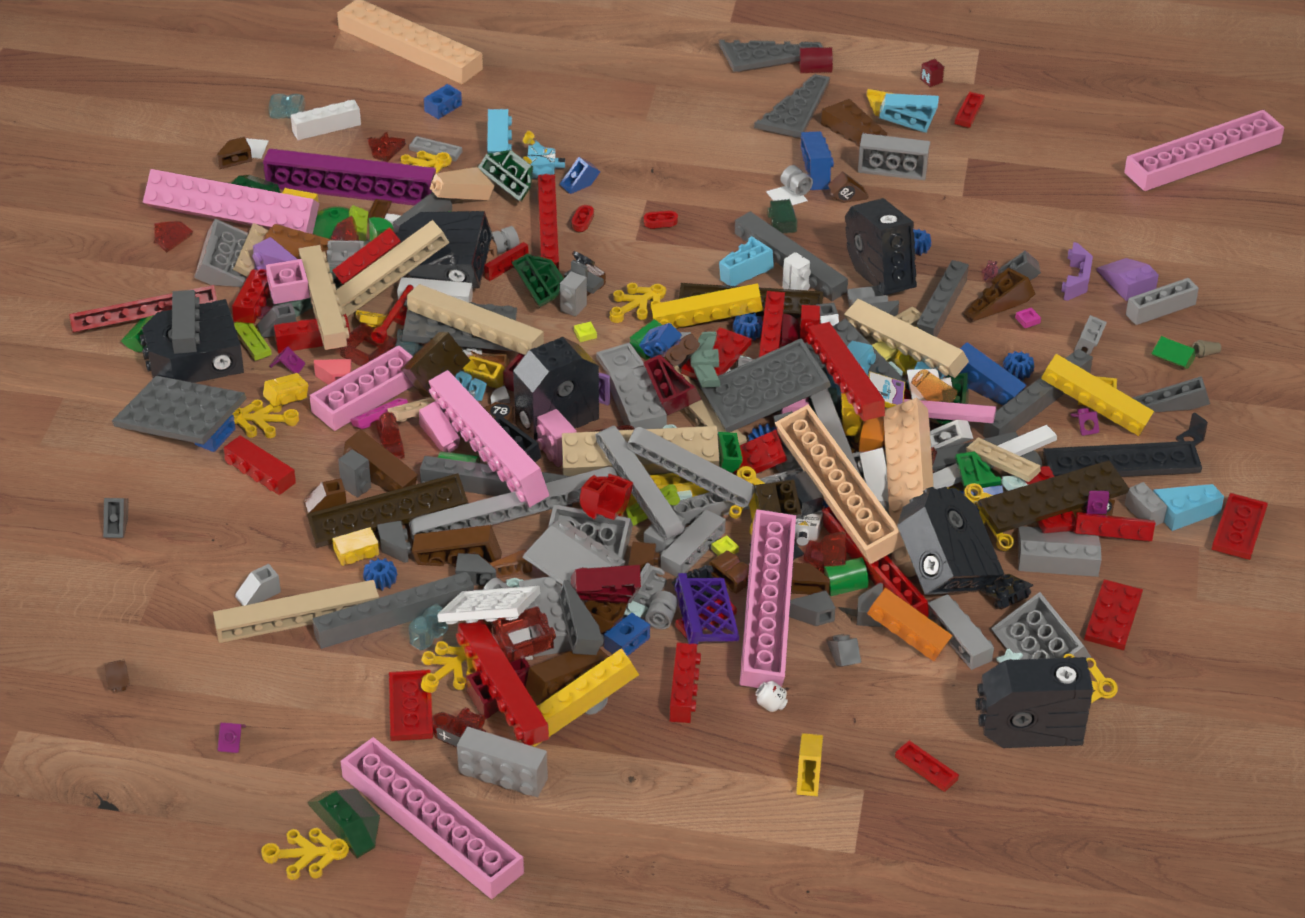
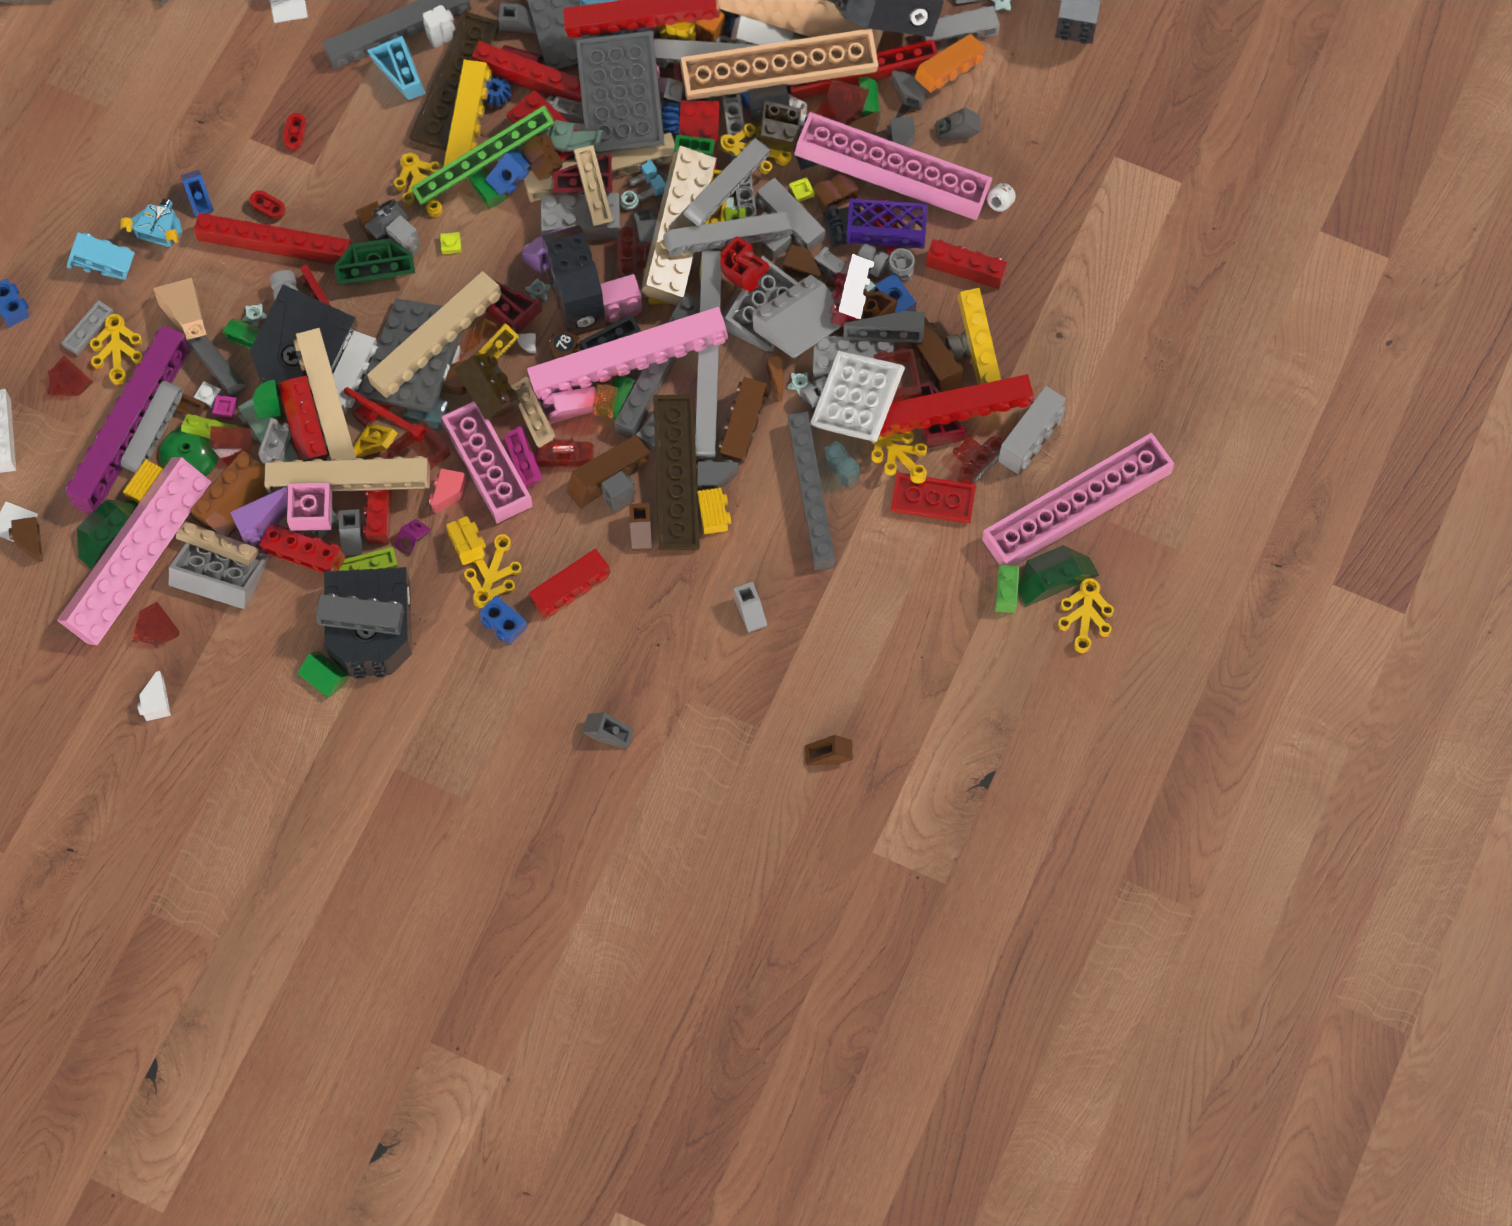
camera: 75 degrees left, 25 degrees up
(104, 245) = (154, 699): none -> white slope
(132, 310) = (286, 667): red brick -> none
(179, 409) = (467, 648): dark grey plate -> none
(230, 737) = (932, 657): magenta bracket -> none
(289, 611) = (788, 579): tan brick -> none
(319, 777) = (1007, 588): none -> bright green brick
(352, 194) = (152, 426): none -> light grey beam
(382, 572) = (751, 501): blue gear -> none
(443, 440) = (605, 400): none -> clear orange brick
(474, 387) = (517, 362): medium azure piece -> none
(476, 567) = (774, 411): dark grey slope -> none
(509, 172) = (181, 256): dark green wedge -> none
(619, 358) = (510, 219): light grey plate -> none
(656, 383) = (593, 186): none -> tan plate
(663, 631) = (902, 264): none -> light grey wheel
(664, 312) = (483, 155): none -> bright green brick
(782, 216) = (331, 16): clear green brick -> none
(809, 316) = (522, 33): red brick -> none
(809, 764) = (1085, 186): yellow slope -> none
(927, 766) = (1106, 99): red plate -> none

